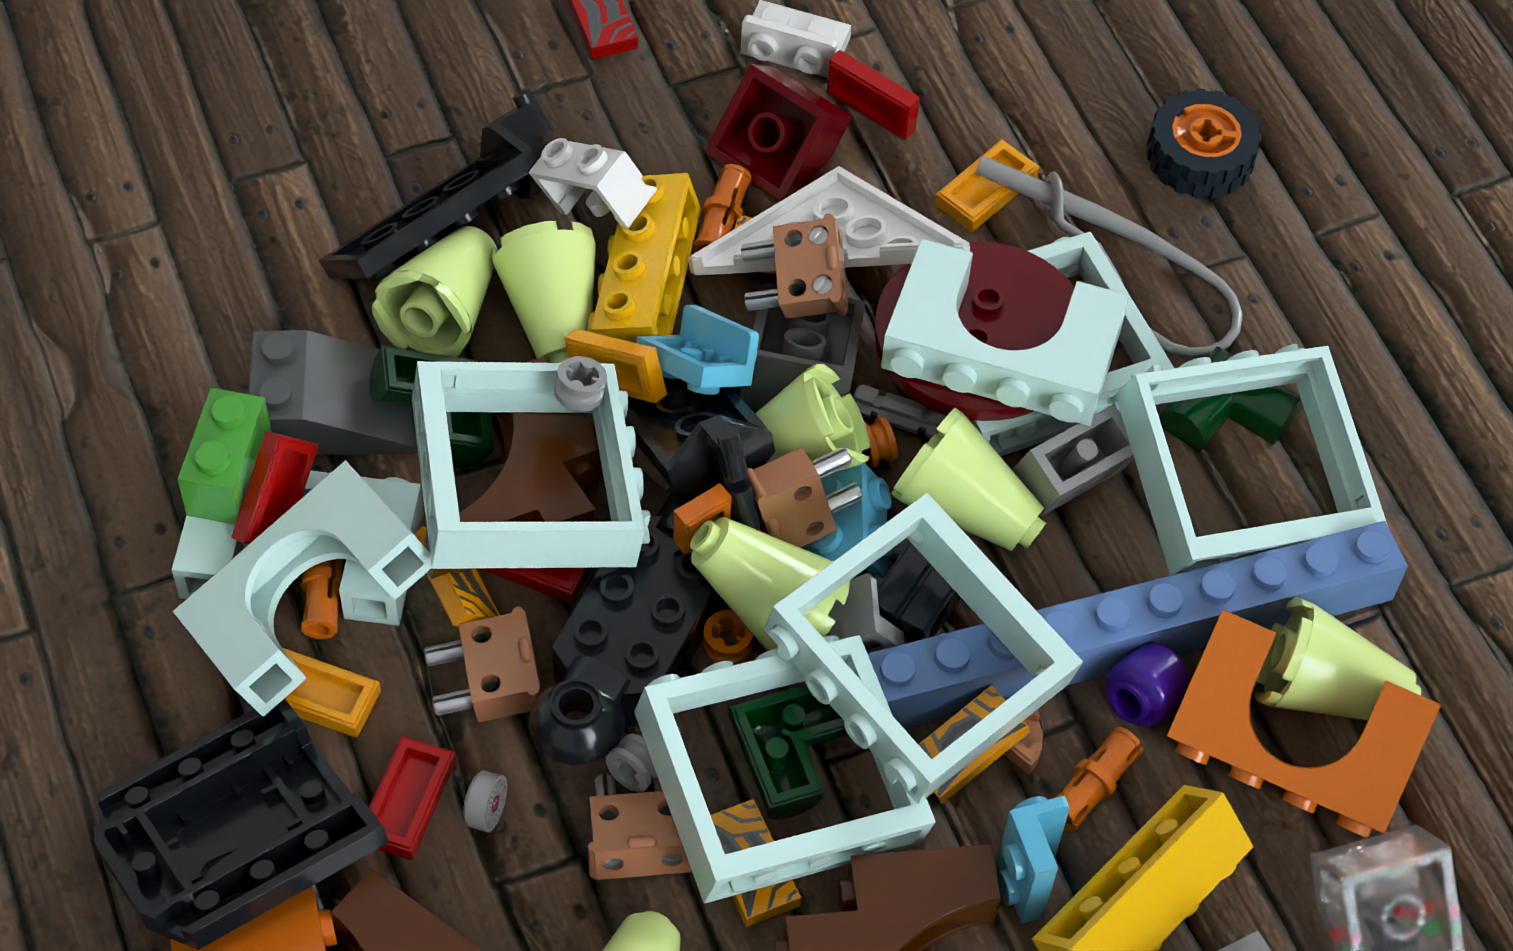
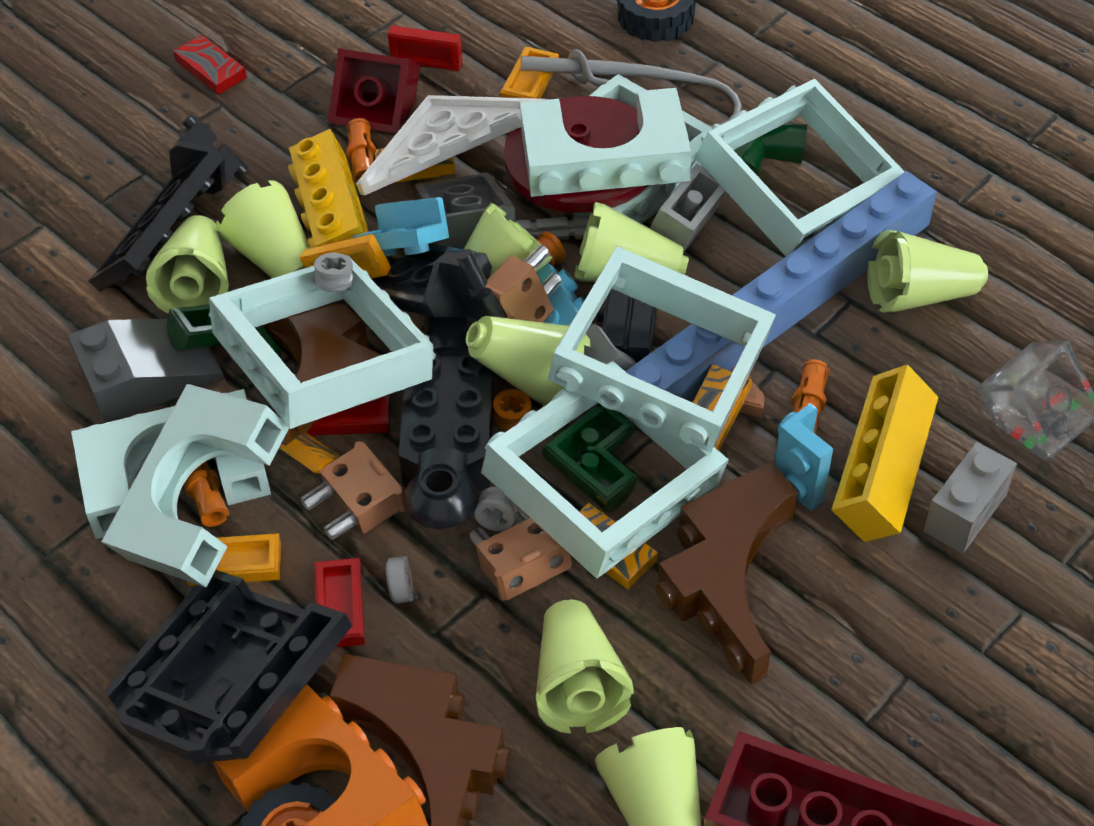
camera: 20 degrees left, 5 degrees down
(223, 455) = (91, 419): bright green brick -> none
(274, 483) = (138, 424): red tile -> none
(572, 167) = (270, 143): white window -> none
(705, 507) = (459, 324): orange tile -> none
(793, 38) = (354, 33): white bracket -> none
(809, 268) = (447, 154): nougat piece -> none
(1147, 685) = (811, 328): dark purple head -> none
(1358, 786) = (872, 332): orange arch -> none

